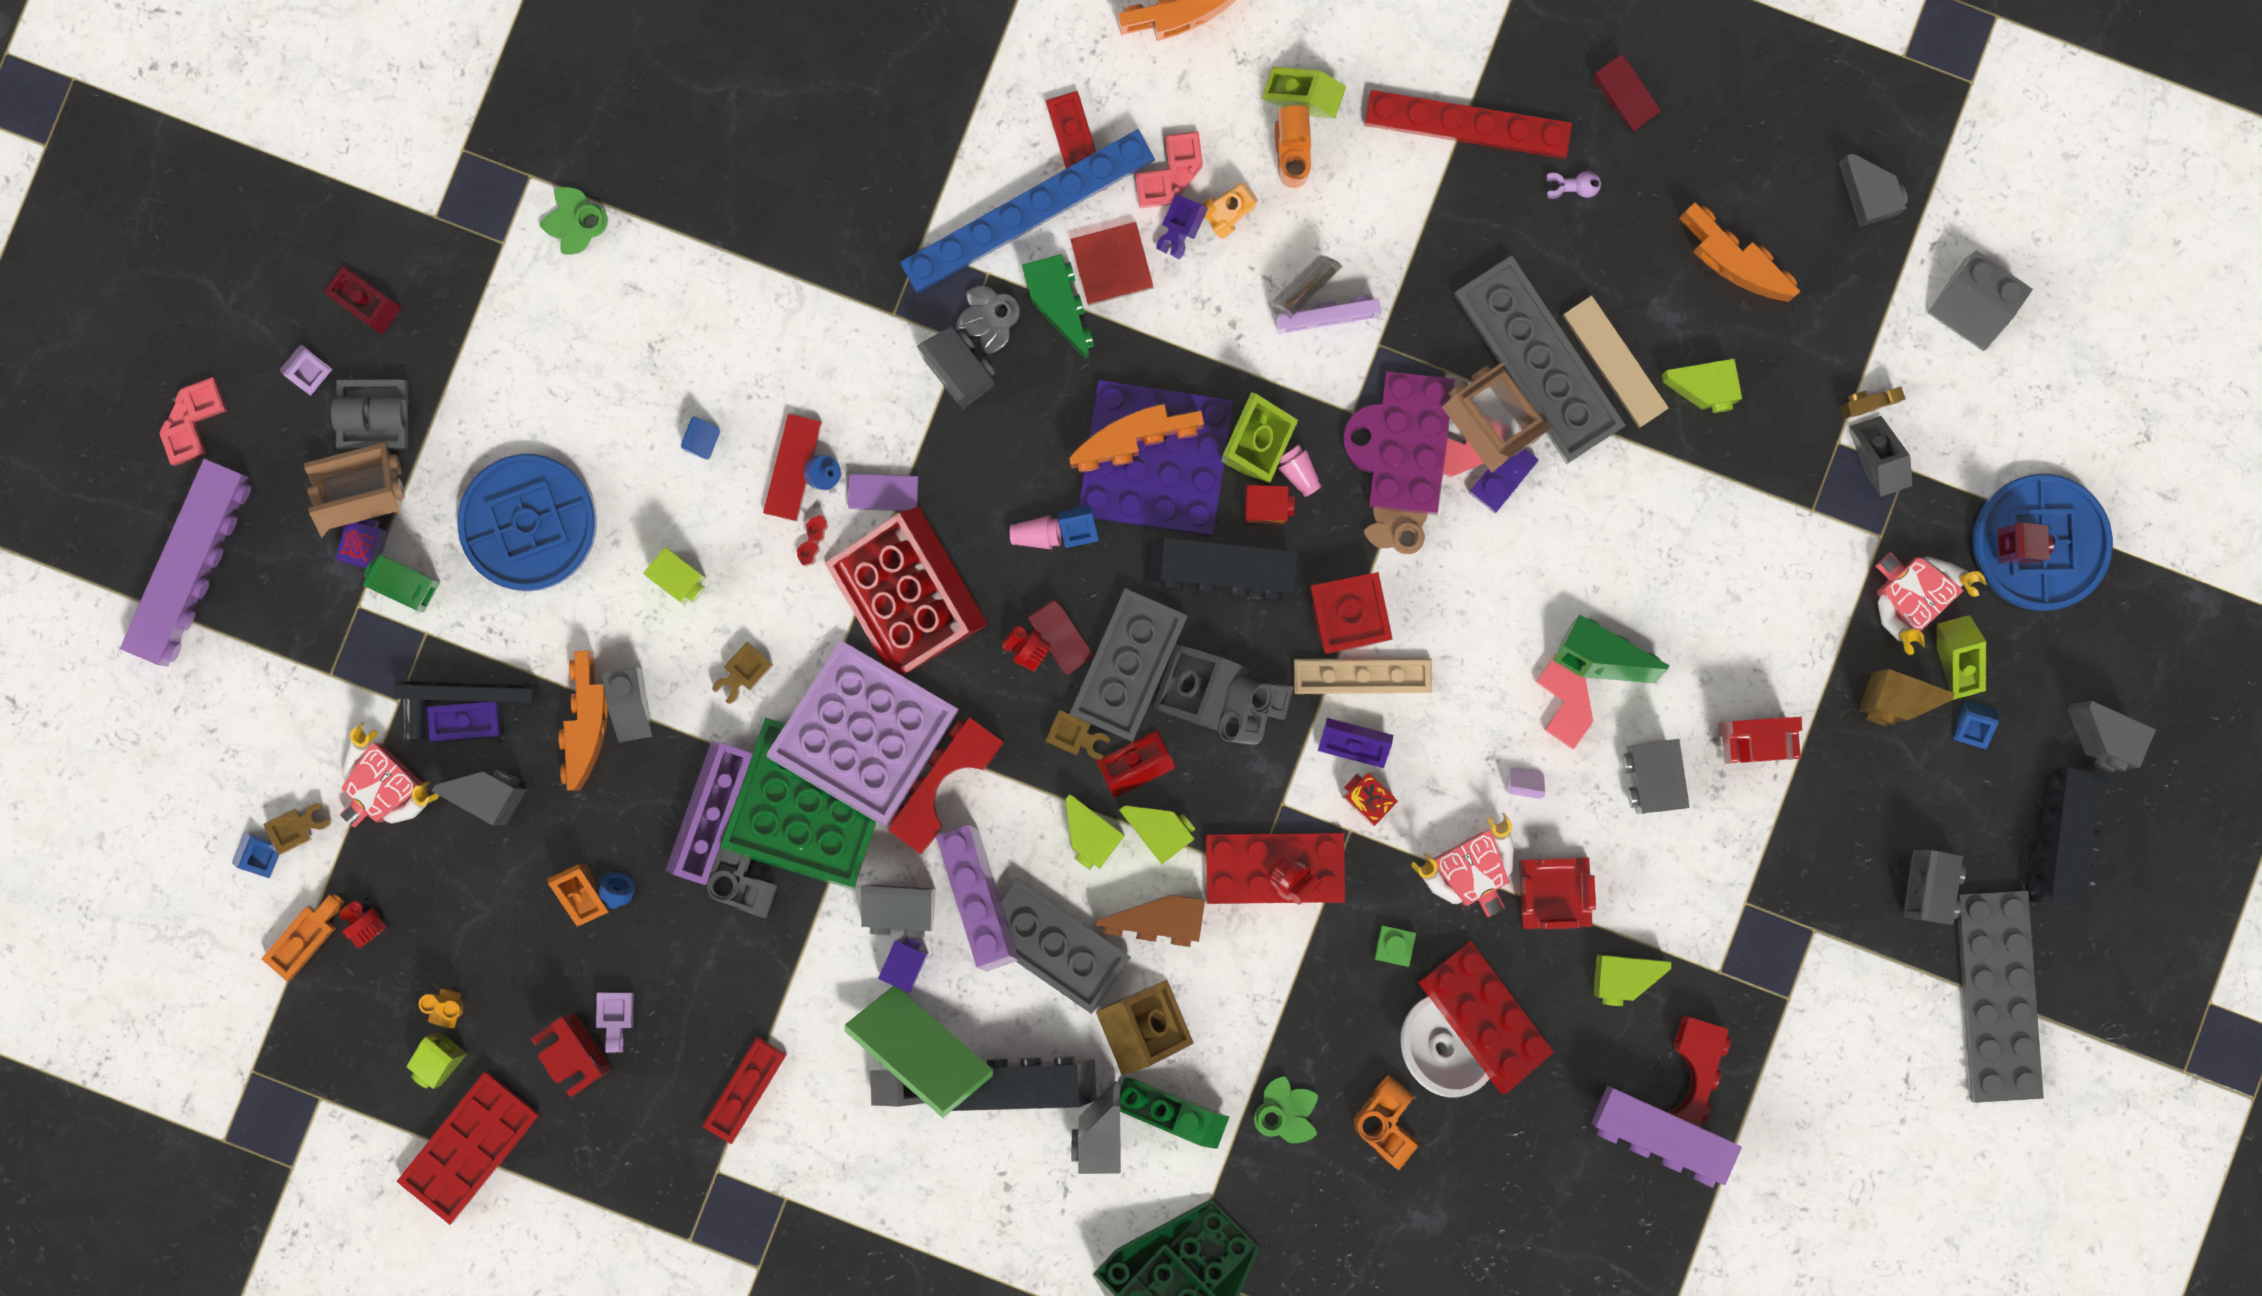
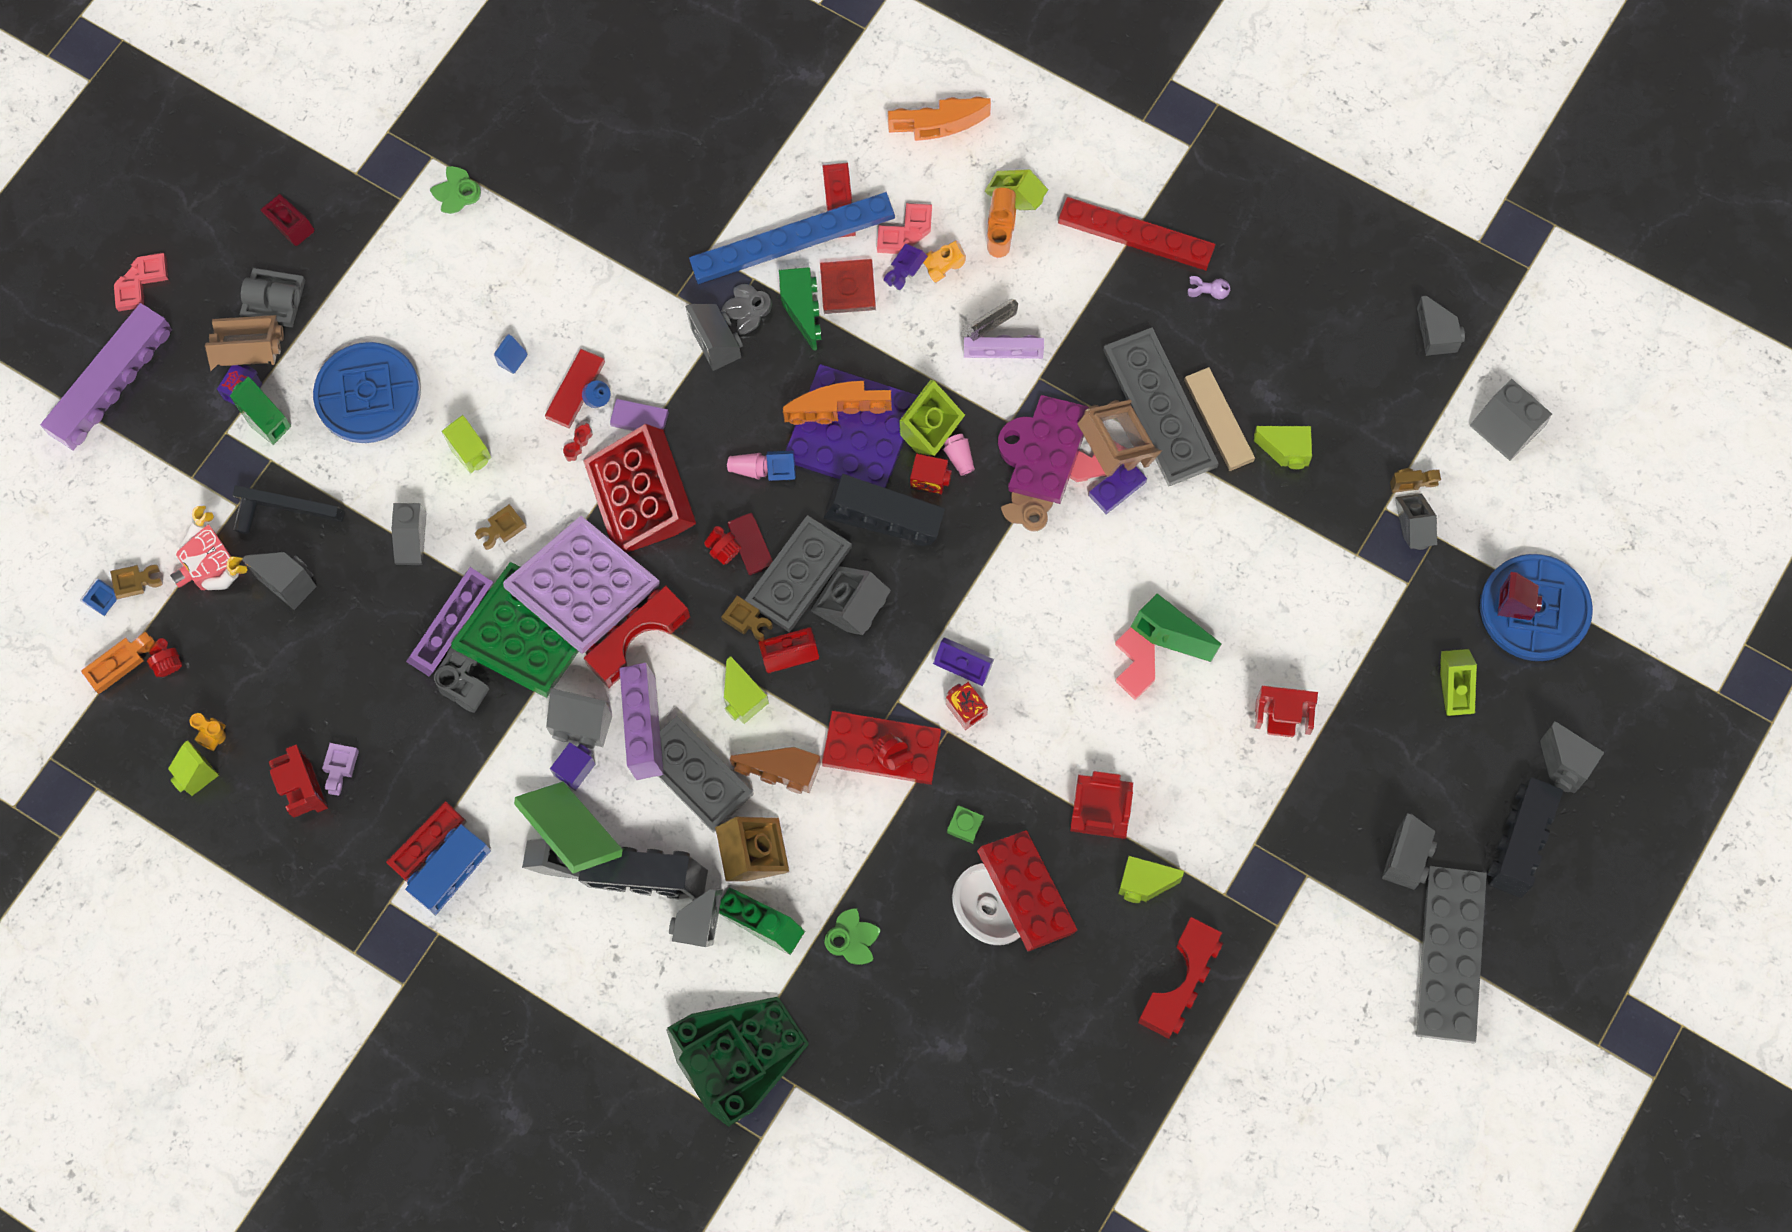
camera: 20 degrees right, 15 degrees down
(305, 369) = (233, 260): lavender slope -> none
(464, 721) = (281, 525): dark purple plate -> none
(468, 1147) = (199, 844): red plate -> none
(578, 893) = (334, 665): orange slope -> none
(583, 736) = (370, 549): orange slope -> none
(616, 889) = (364, 669): blue tile -> none
(779, 1122) = (447, 869): none -> blue brick
(1160, 830) = (796, 699): lime slope -> none
(1249, 706) = (880, 623): dark grey piece -> none
(1350, 613) = (978, 562): red panel -> none
(1362, 676) = (979, 615): tan tile -> none
(1388, 1104) = (935, 946): orange piece -> none
(1473, 868) = (1038, 772): torso -> none
(1526, 783) = (1092, 719): lavender slope -> none
(1626, 93) = (1260, 229): dark red slope -> none
(1656, 776) = (1196, 726): dark grey slope -> none
(1666, 1136) = (1154, 1003): medium lavender brick -> none
(1746, 268) = (1331, 366): orange slope -> none
(1898, 698) = (1405, 700): pearl gold slope -> none
(1919, 594) = (1431, 626): torso -> none
(1976, 724) = (1462, 738): blue slope -> none

